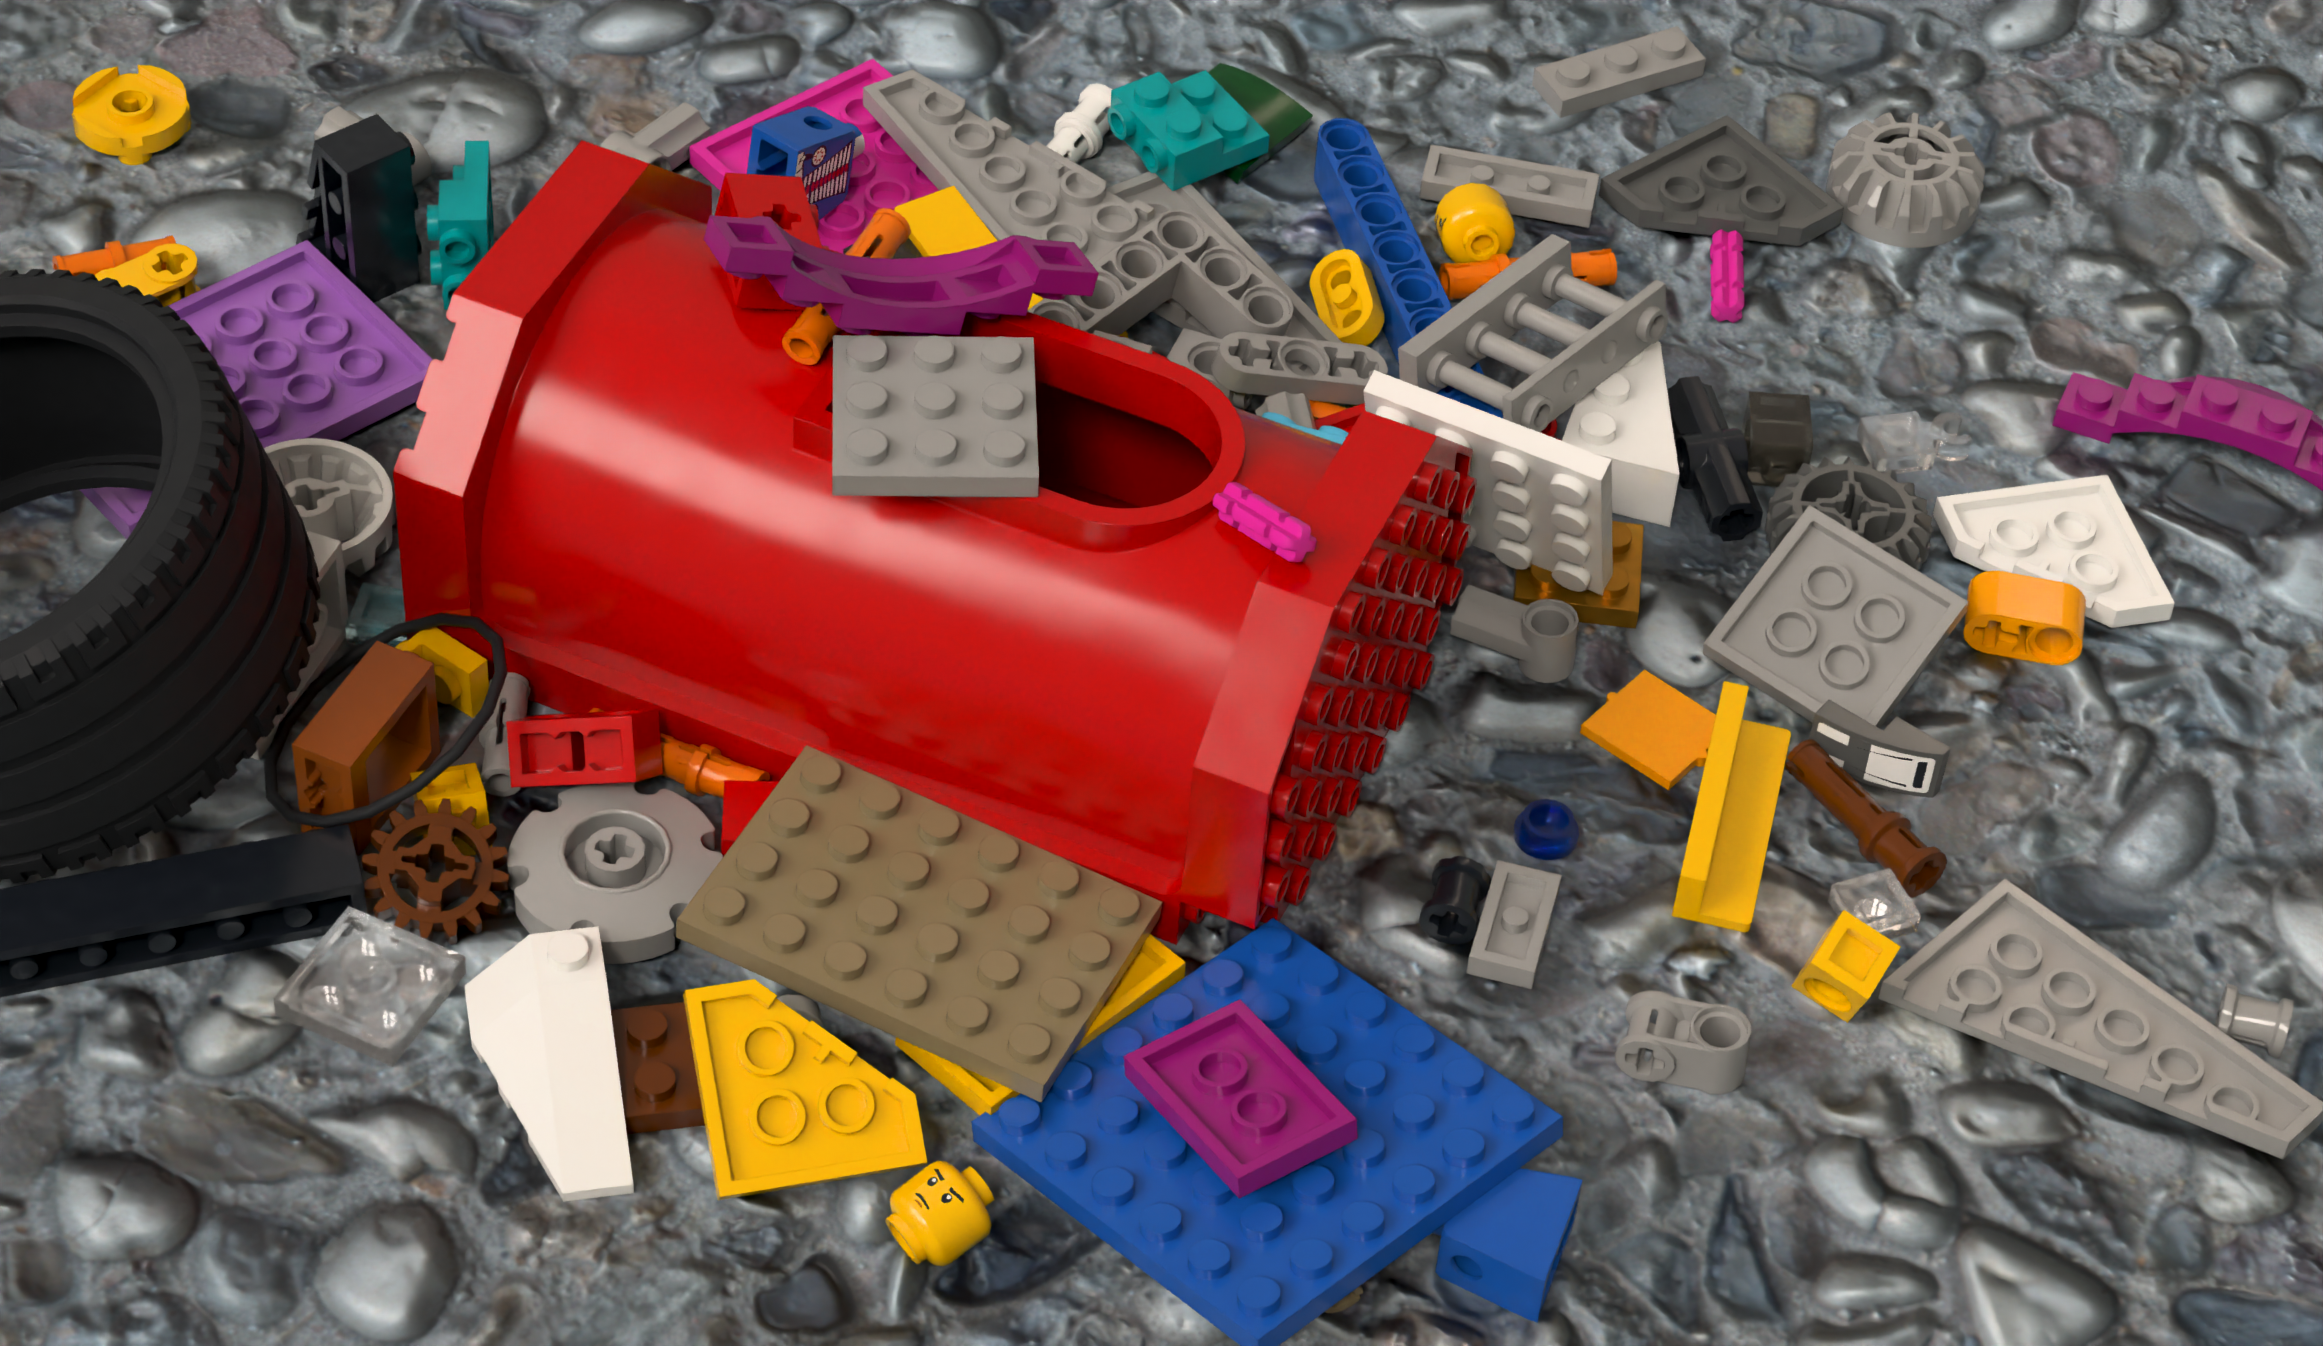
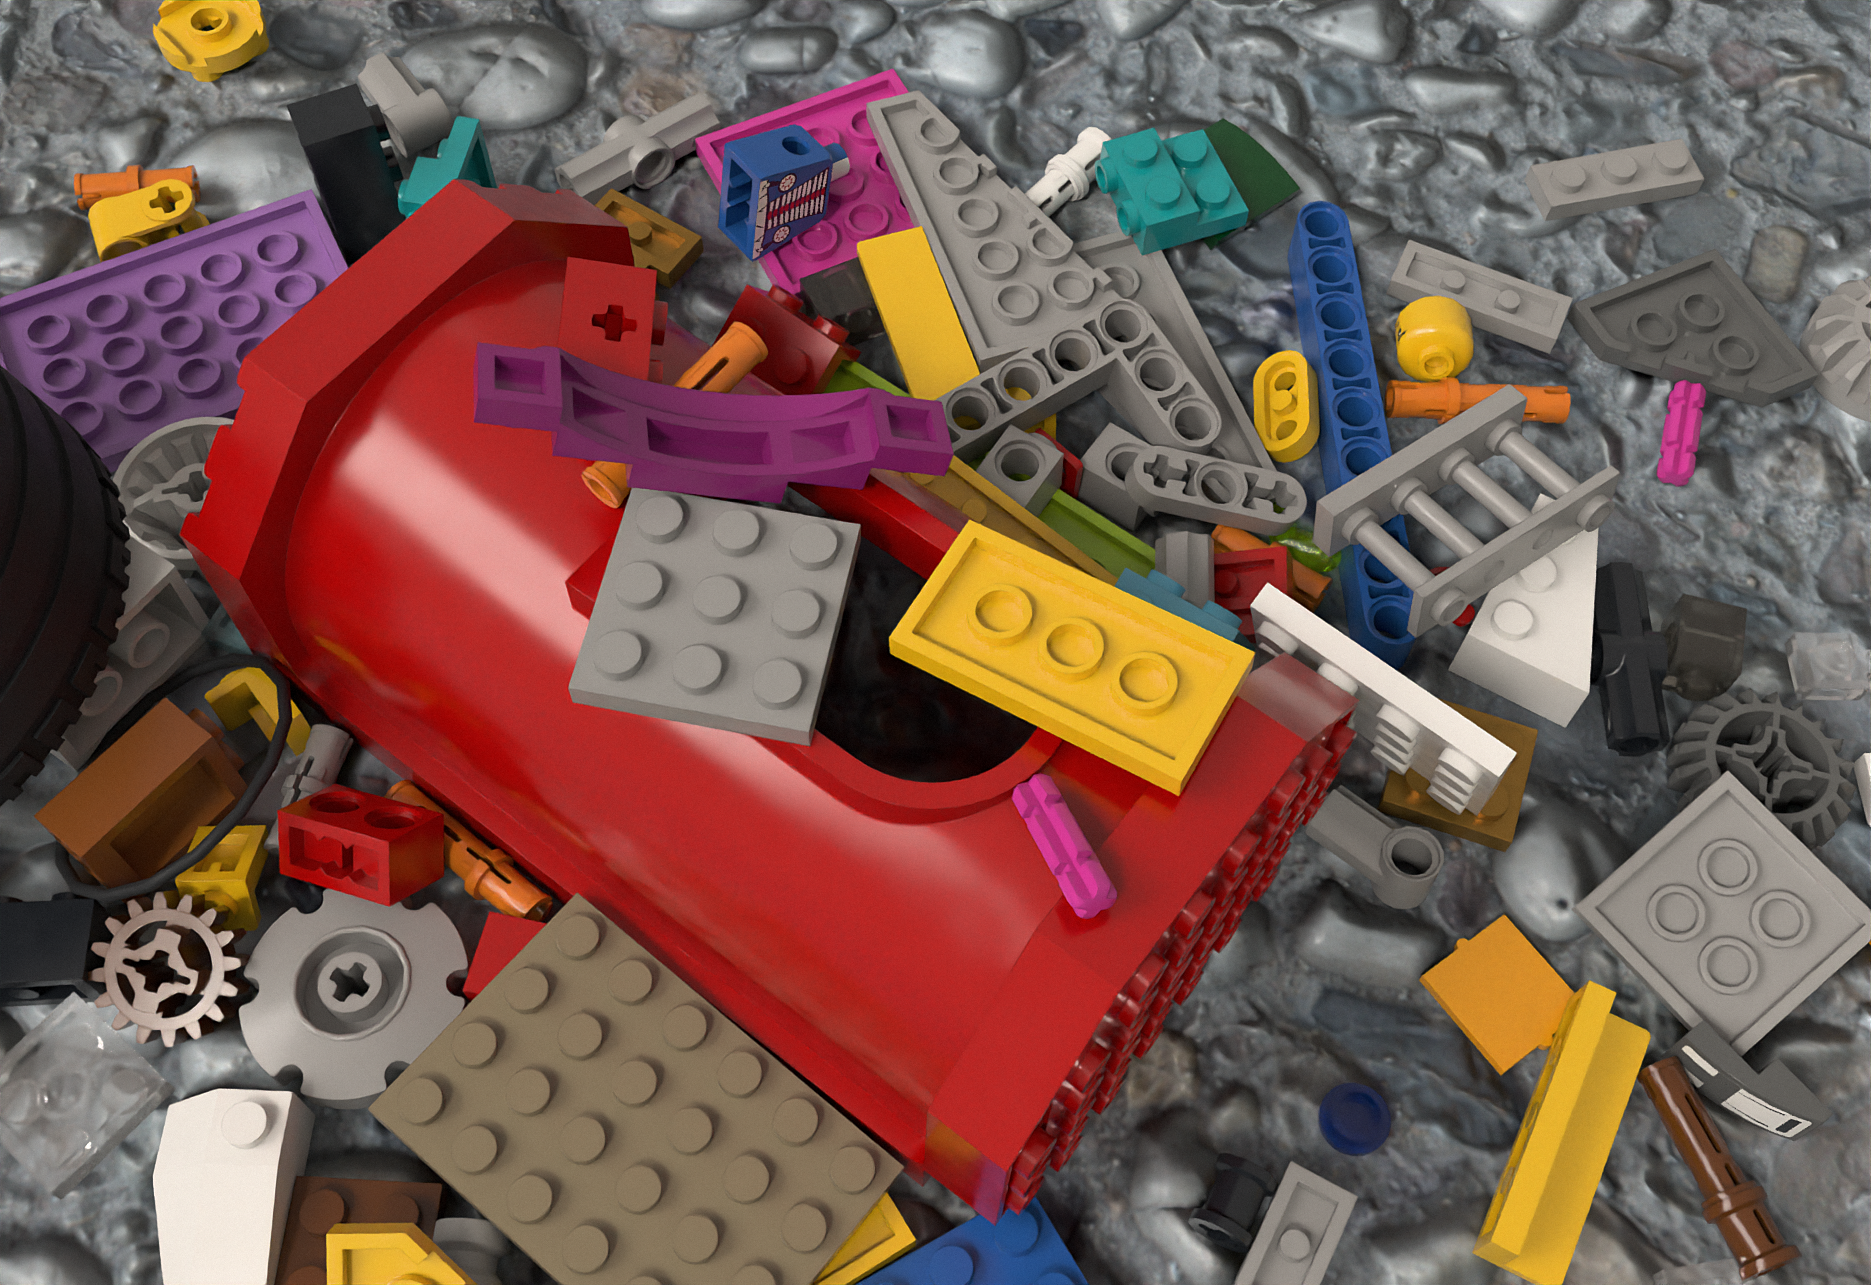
camera: 15 degrees right, 15 degrees up
(1234, 397) = (1073, 655): none -> yellow plate

